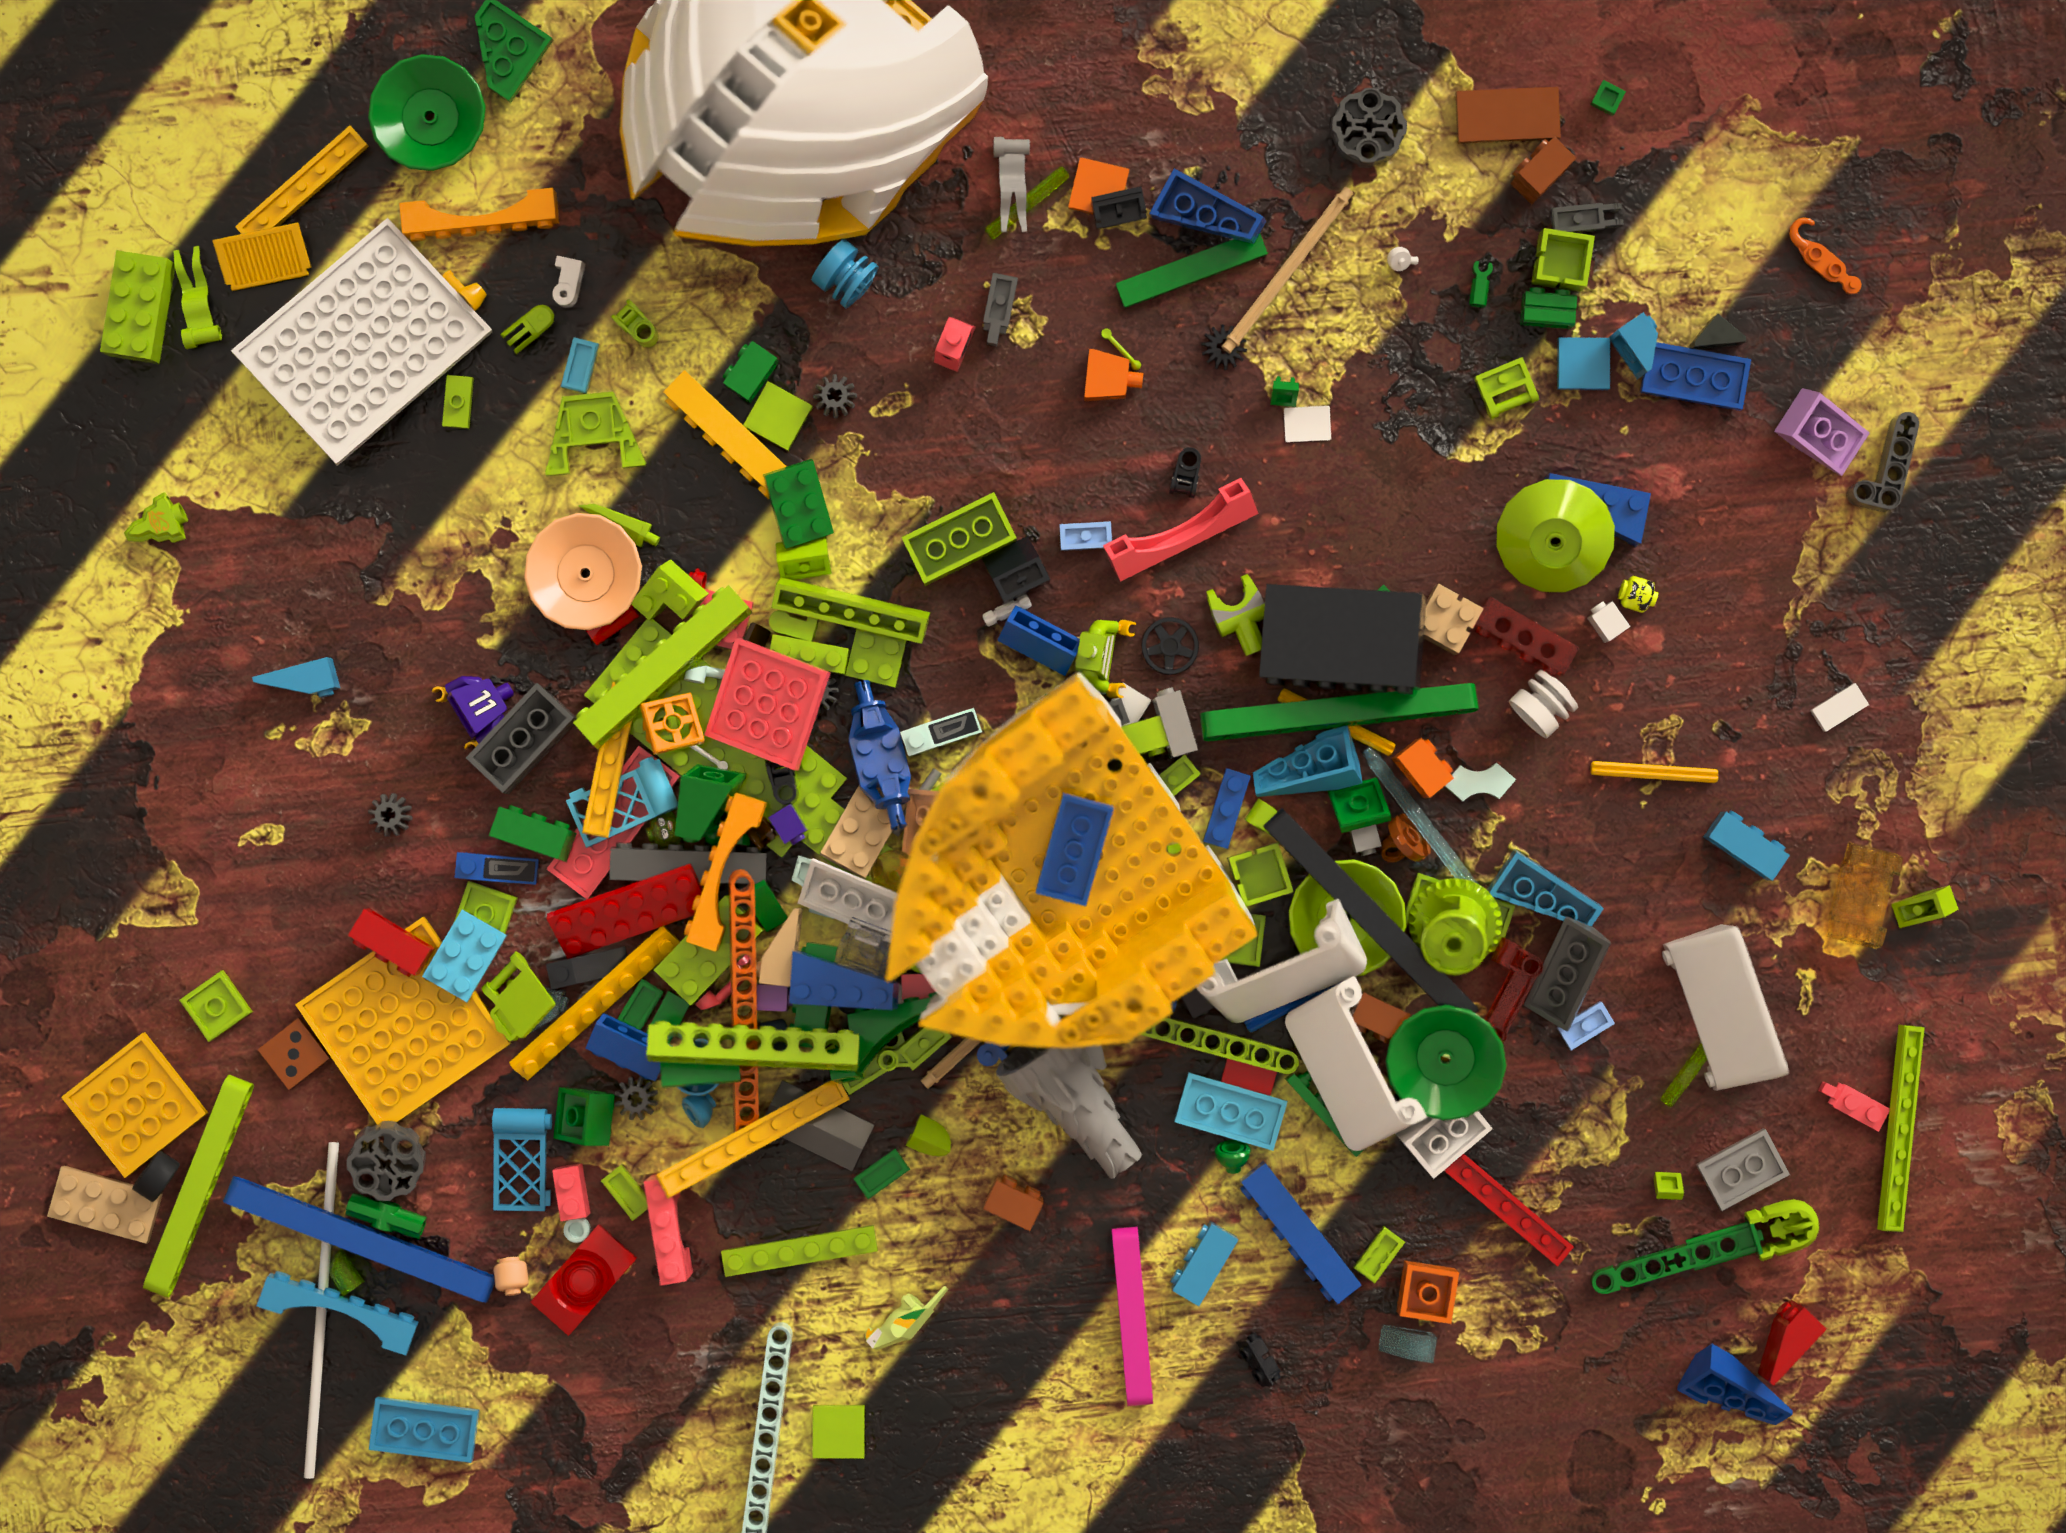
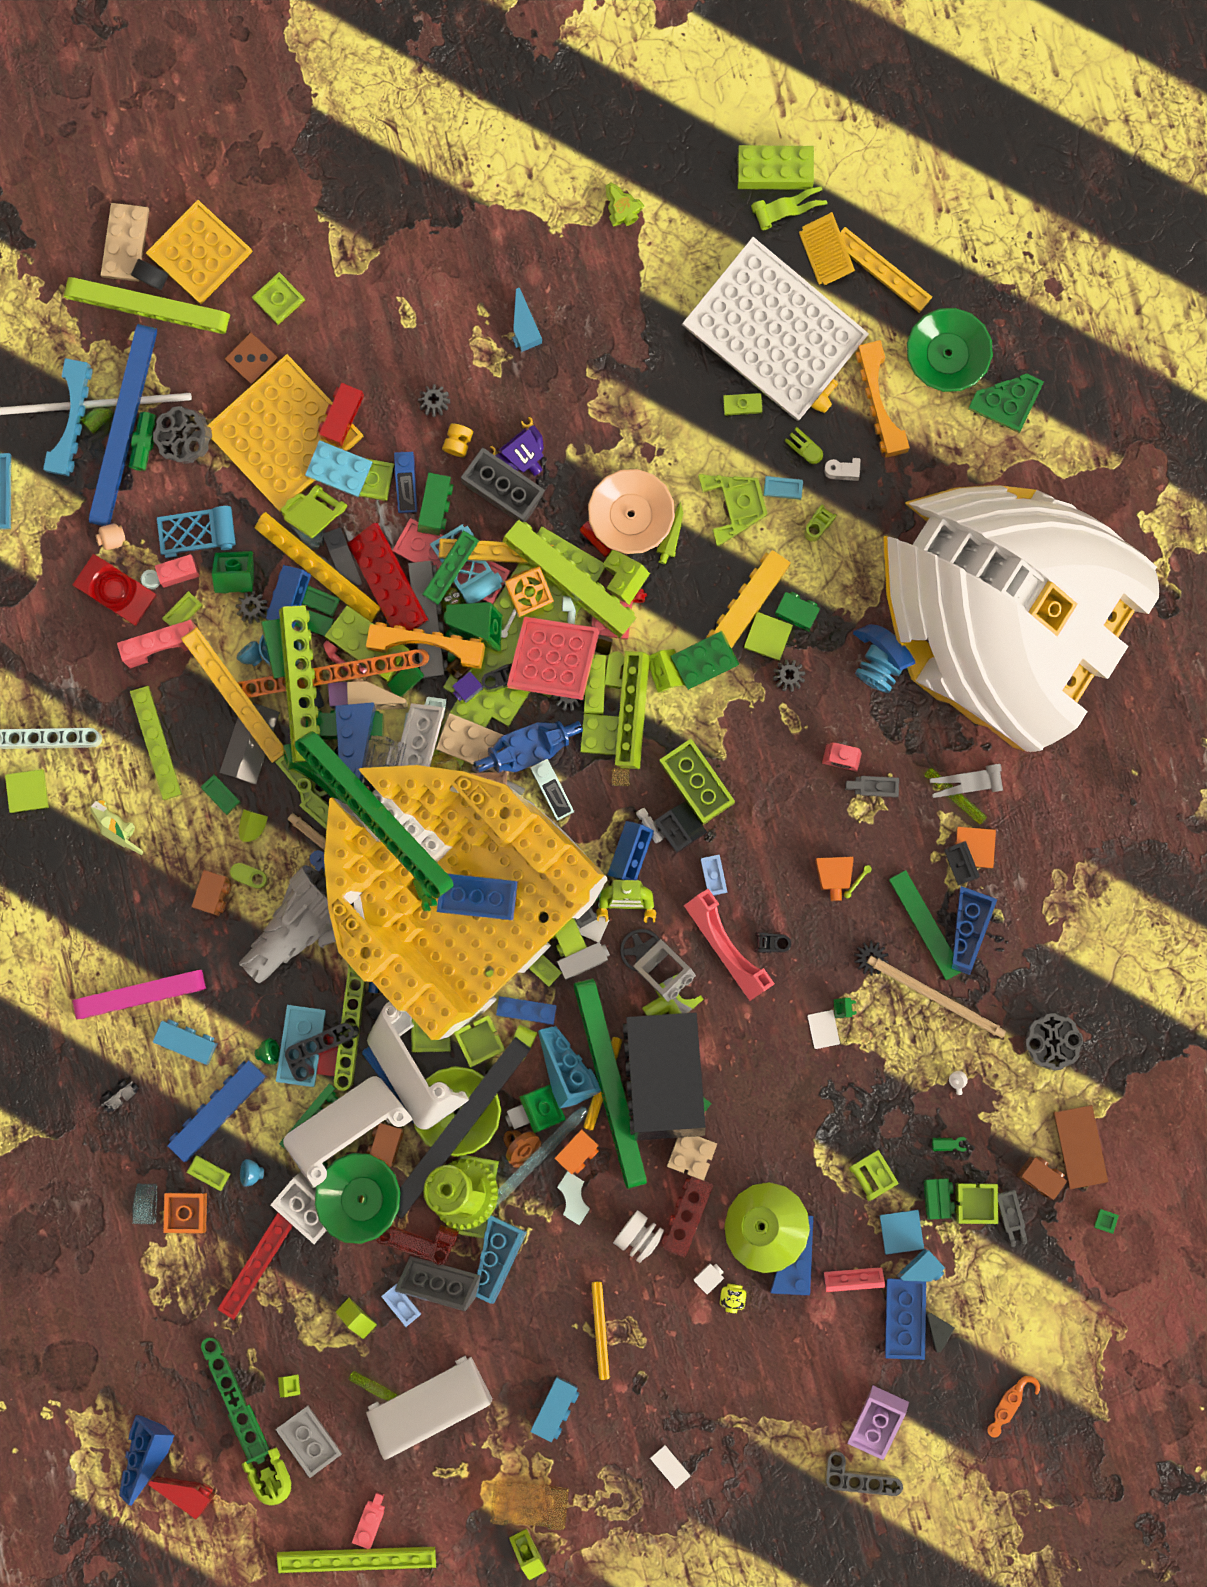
camera: 90 degrees right, 5 degrees down
(449, 790) = (457, 440): none -> yellow wheel
(624, 823) = (450, 567): none -> green tile
(812, 257) = (886, 641): none -> blue slope
(936, 639) = (620, 777): none -> clear yellow piece
(950, 969) = (374, 814): none -> green beam
(992, 1154) = (245, 874): none -> lime piece
(1058, 918) = (426, 898): none -> green bar
(1186, 634) = (654, 957): none -> light grey window
(1237, 1082) = (322, 1044): none -> black beam
(1387, 1199) = (250, 1172): none -> dark azure brick
(1593, 1087) = (355, 1318): none -> lime slope
(1636, 434) = (854, 1279): none -> coral plate

